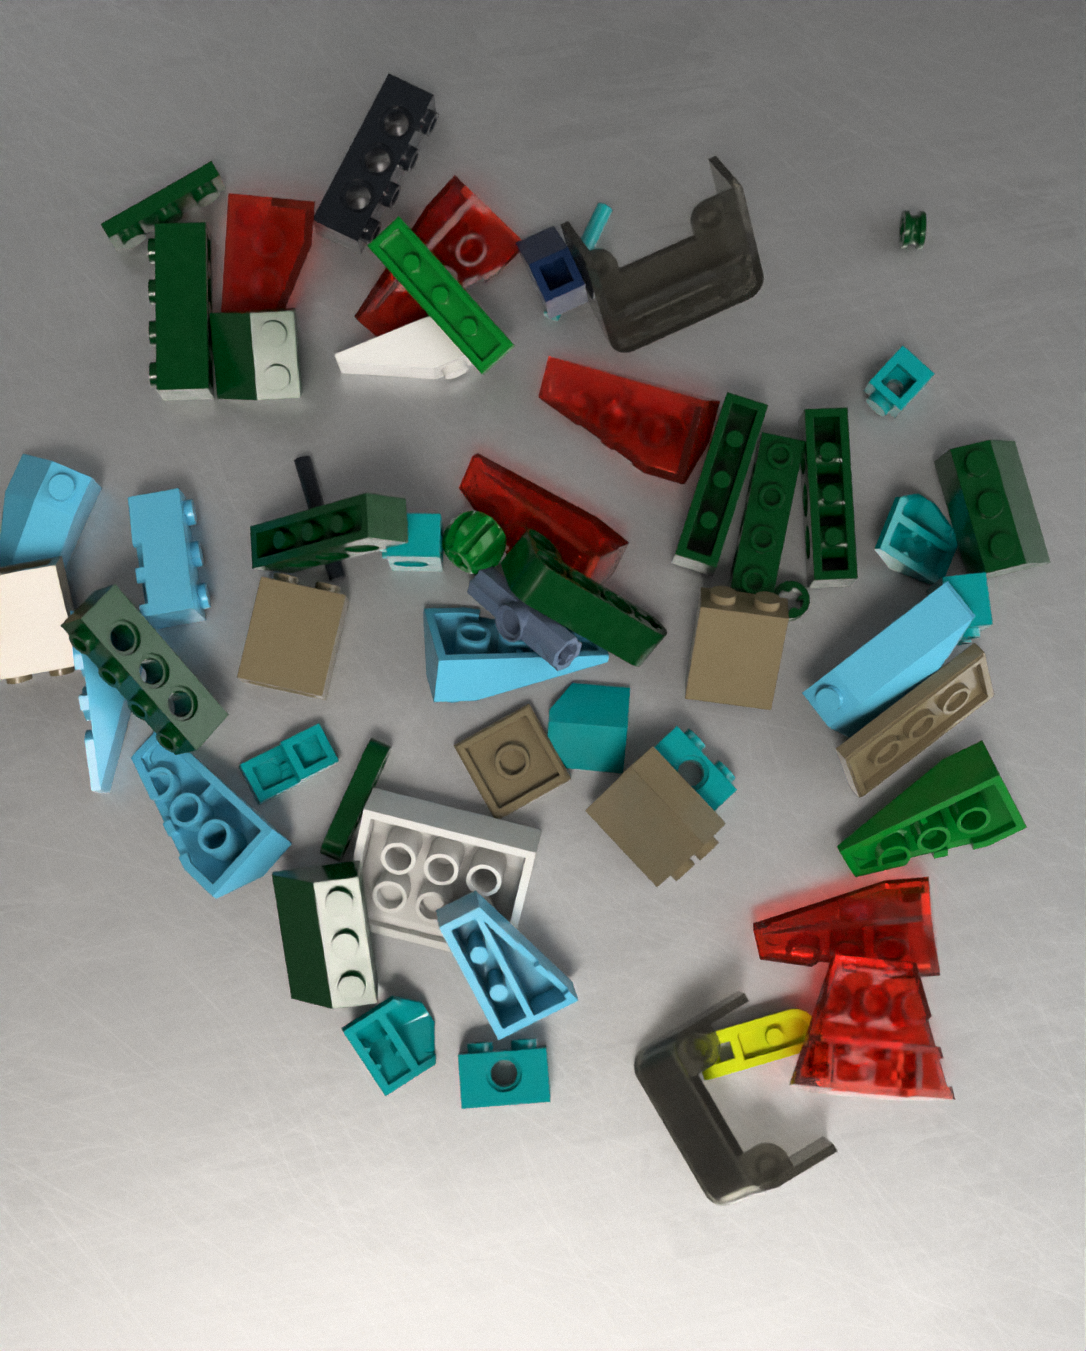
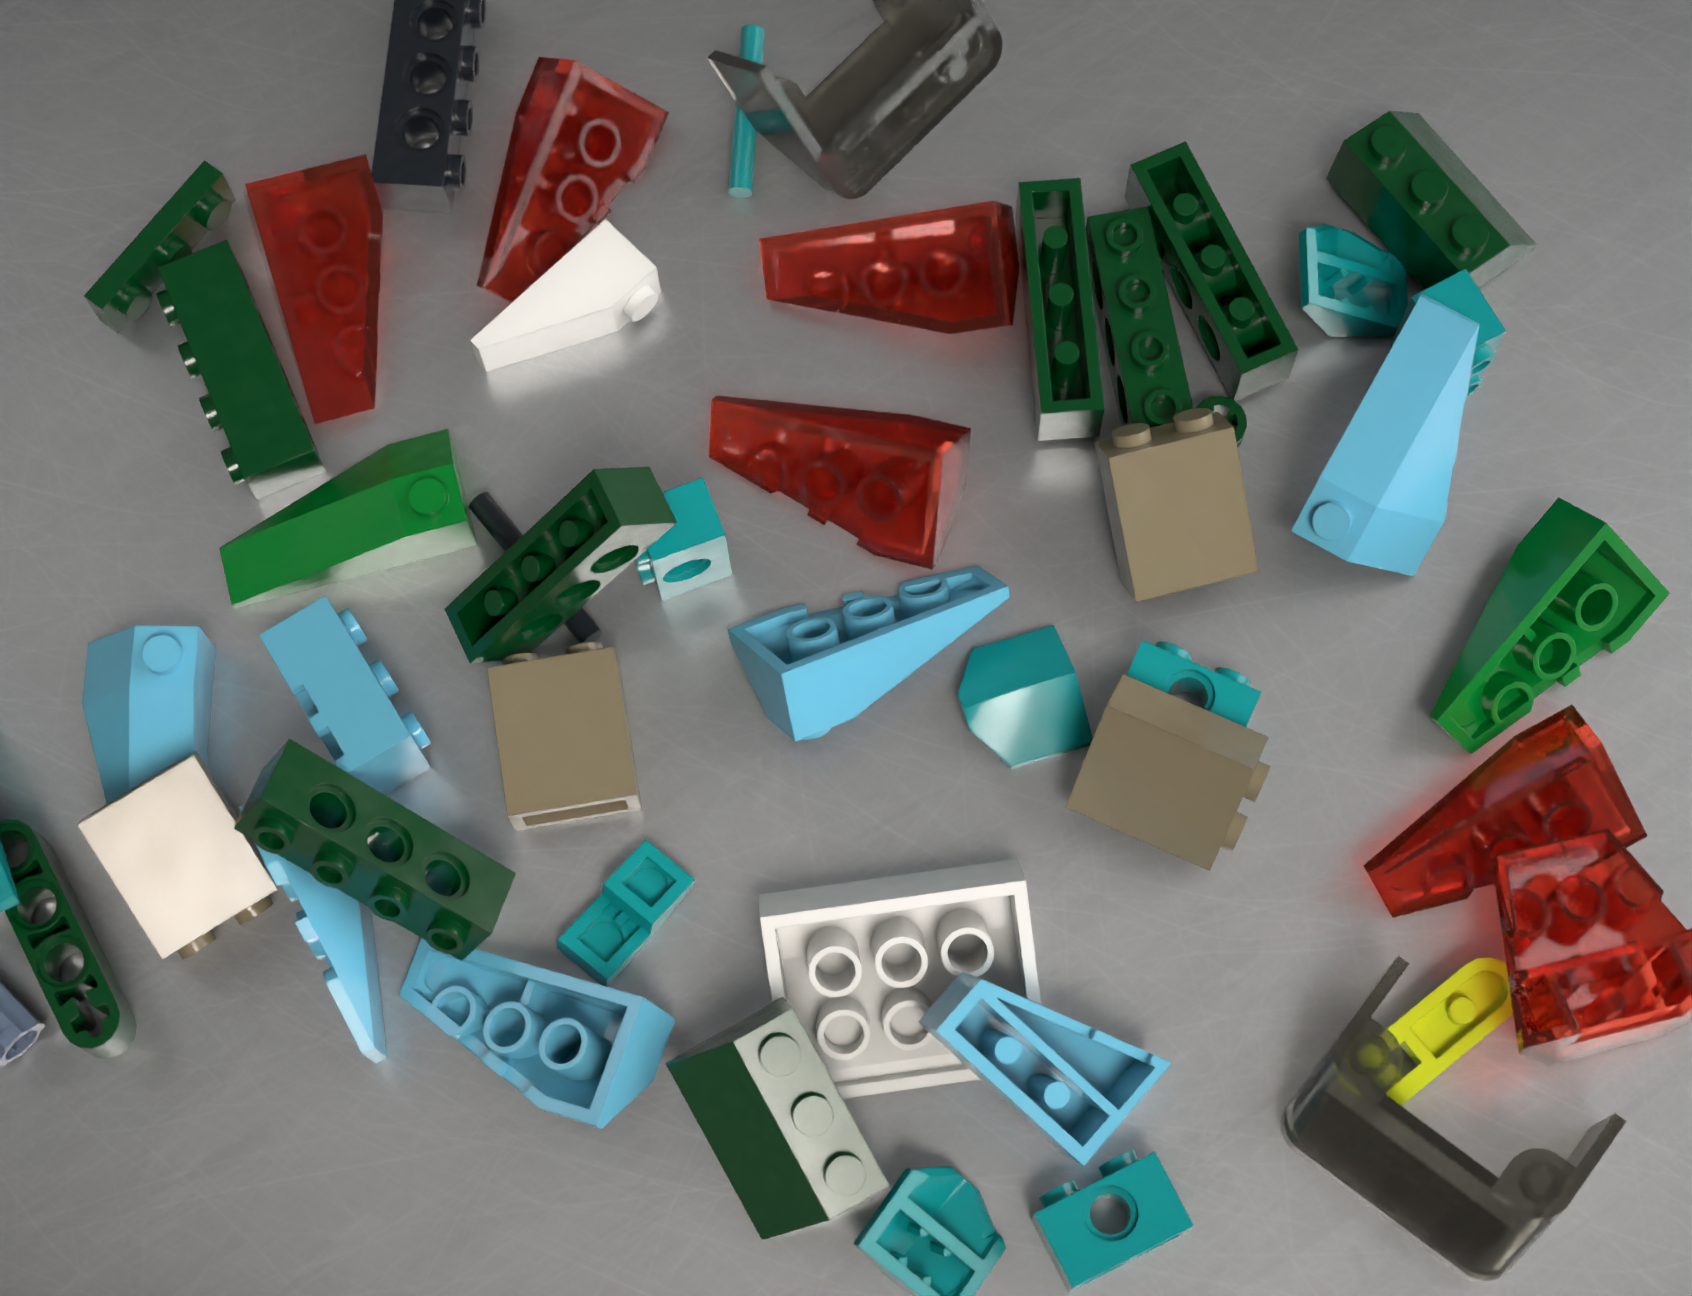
camera: 15 degrees left, 10 degrees down
(228, 441) = (368, 519): none -> green wedge
(256, 354) = (362, 382): dark green slope -> none
(354, 800) = (740, 923): dark green beam -> none
(441, 295) = (585, 207): green tile -> none
(474, 541) = (761, 512): green piece -> none
(512, 762) = (935, 787): dark tan tile -> none
(521, 622) = (873, 580): sand blue piece -> none
(553, 271) = (722, 126): dark blue slope -> none
(578, 602) = (939, 525): dark green beam -> none
(905, 372) = (1234, 96): teal brick -> none
(916, 721) = (1459, 507): dark tan tile -> none

